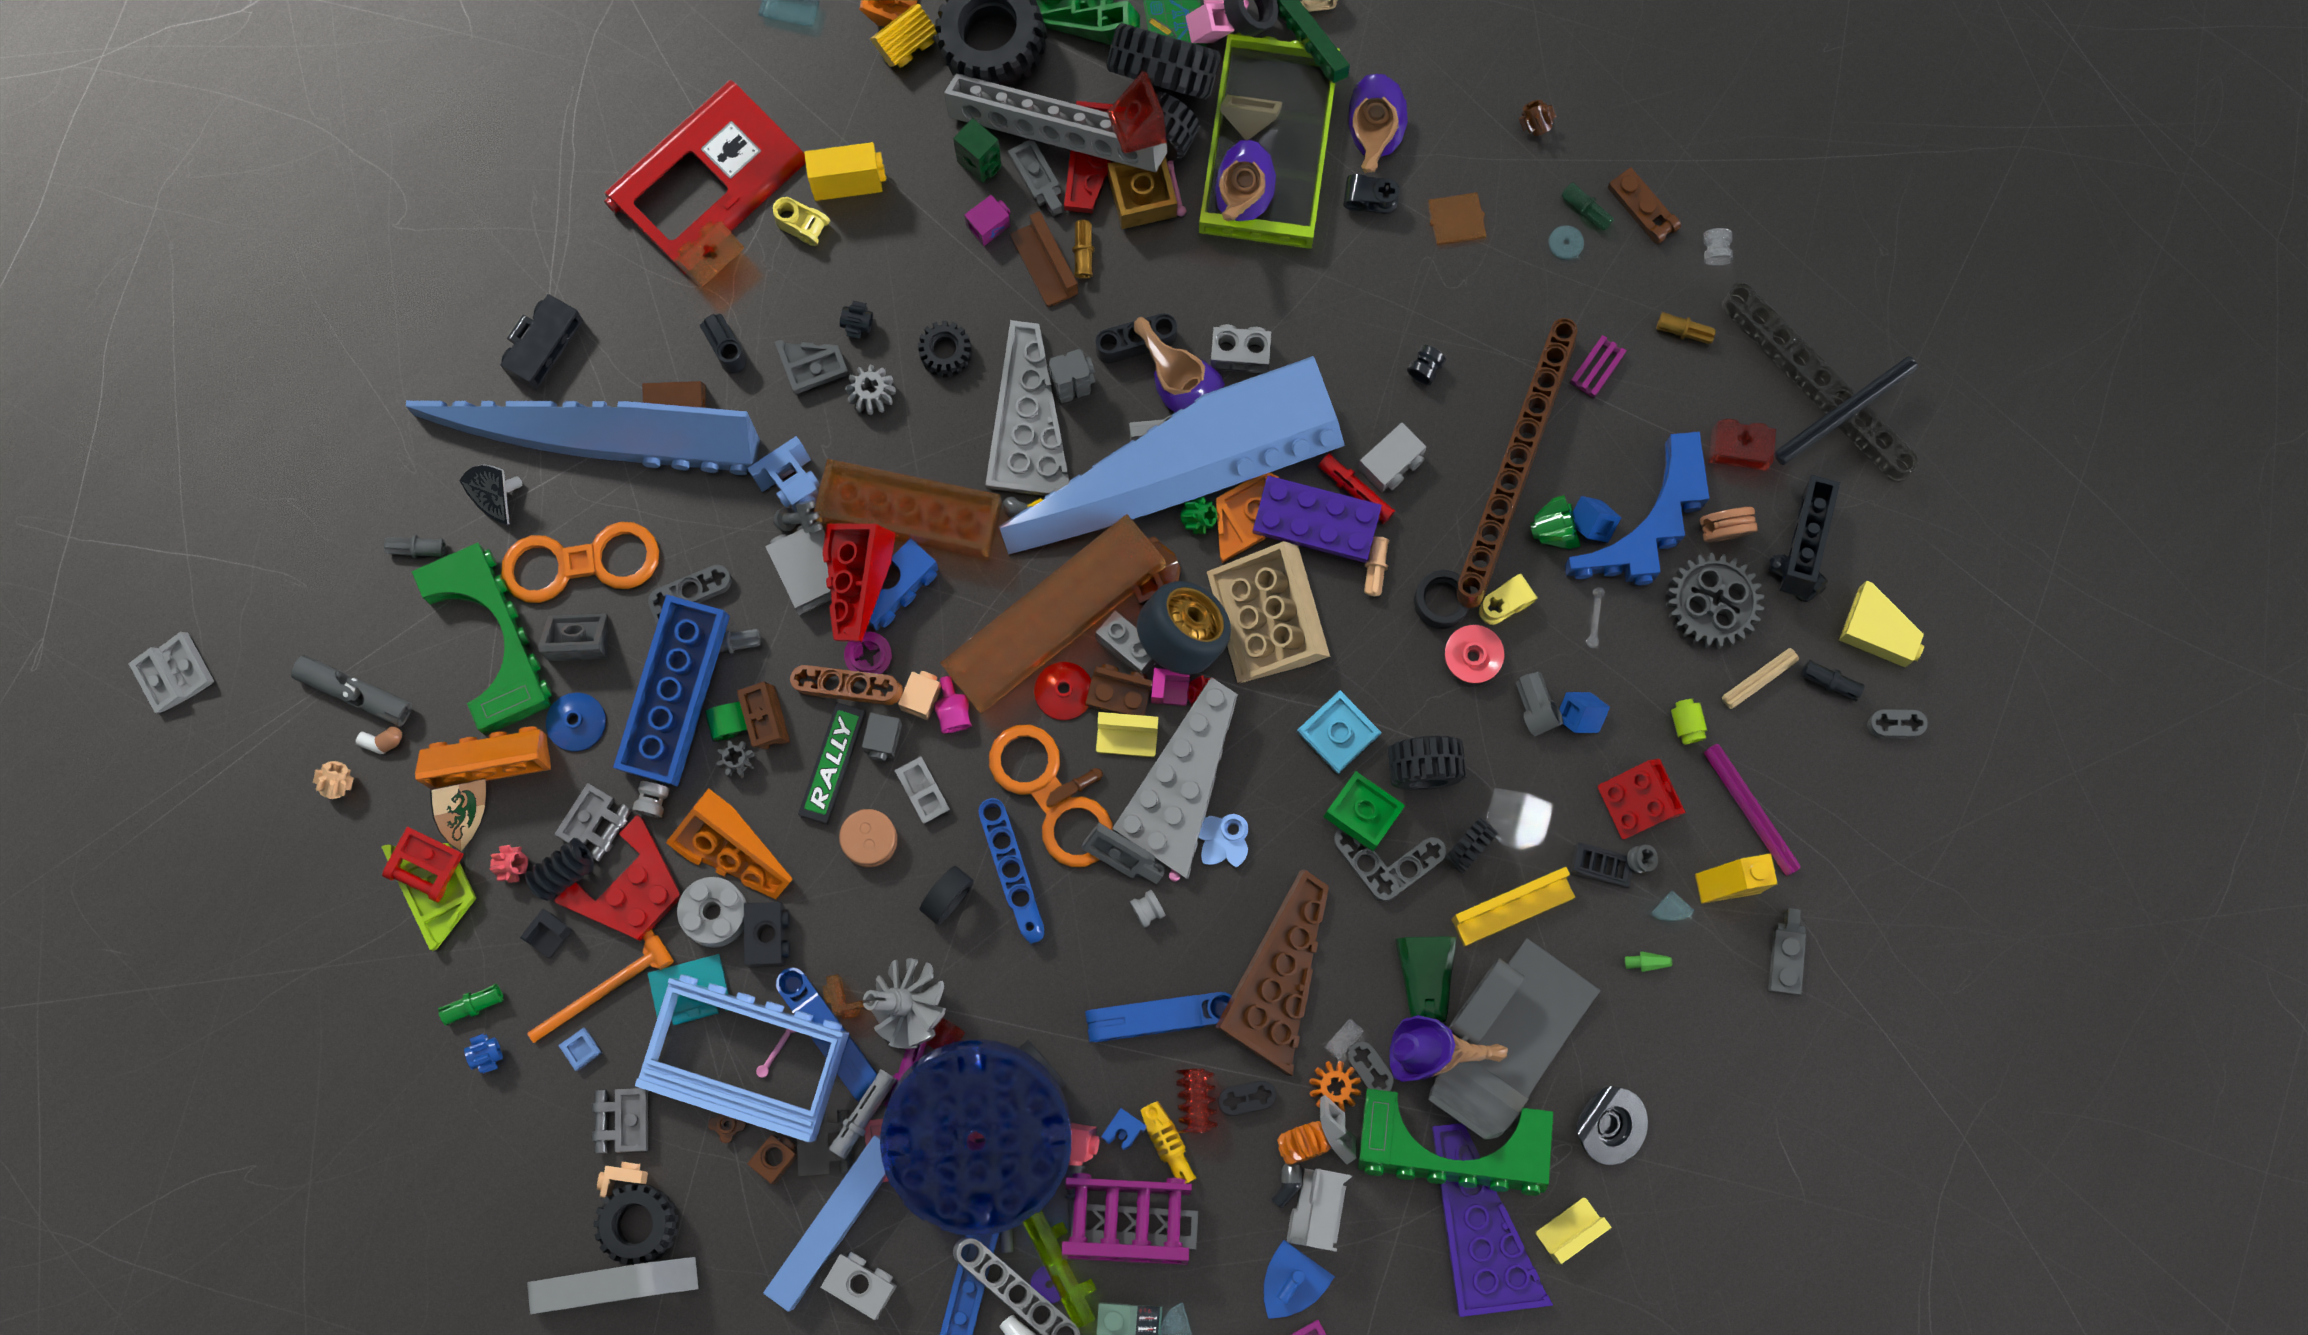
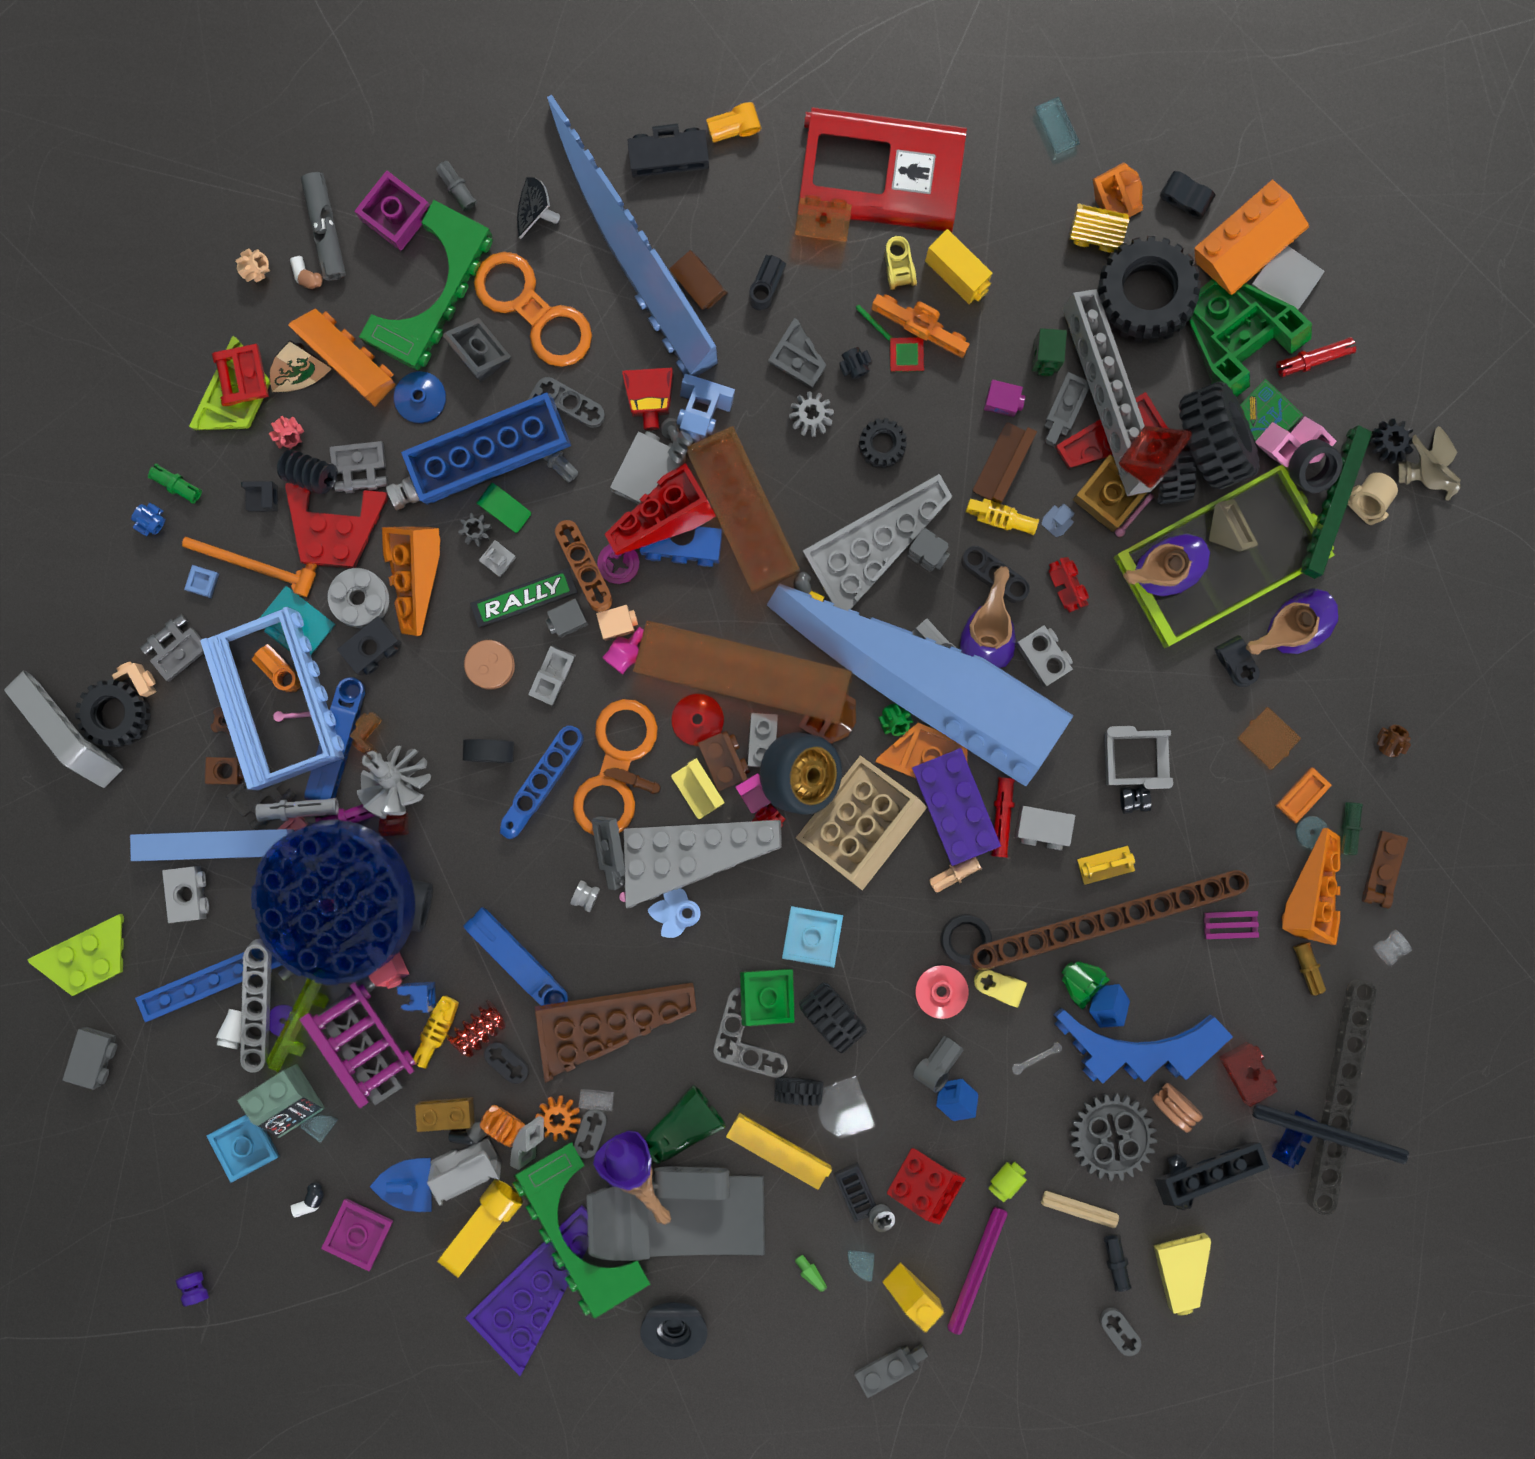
camera: 55 degrees right, 10 degrees up
(171, 672) = (243, 92): light grey slope -> none
(391, 615) = (393, 210): none -> magenta brick
(564, 263) = (740, 121): none -> light orange piece
(716, 1037) = (276, 668): none -> orange piece
(738, 515) = (649, 394): none -> red torso
(763, 715) = (519, 524): reddish brown hinge -> none
(777, 760) = (497, 558): none -> light grey tile
(867, 238) = (922, 323): none -> orange plate
(881, 274) = (905, 353): none -> piece
(1083, 249) = (1034, 484): pearl gold axle -> none
(1088, 297) = (1001, 516): none -> yellow hinge
(1129, 254) = (1058, 520): none -> sand blue piece
(1182, 281) = (1066, 575): none -> red hinge
(1253, 1191) = (444, 1114): none -> pearl gold brick
(1365, 324) = (1163, 778): none -> light grey piece
(1376, 1206) = (497, 1205): none -> yellow beam
(1466, 431) = (1106, 865): none -> yellow hinge
(1528, 226) = (1303, 795): none -> orange tile
(1572, 1231) = (582, 1353): light yellow panel -> none
(1628, 285) = (1312, 903): none -> orange wedge
(1833, 458) = (1289, 1148): none -> clear blue hinge

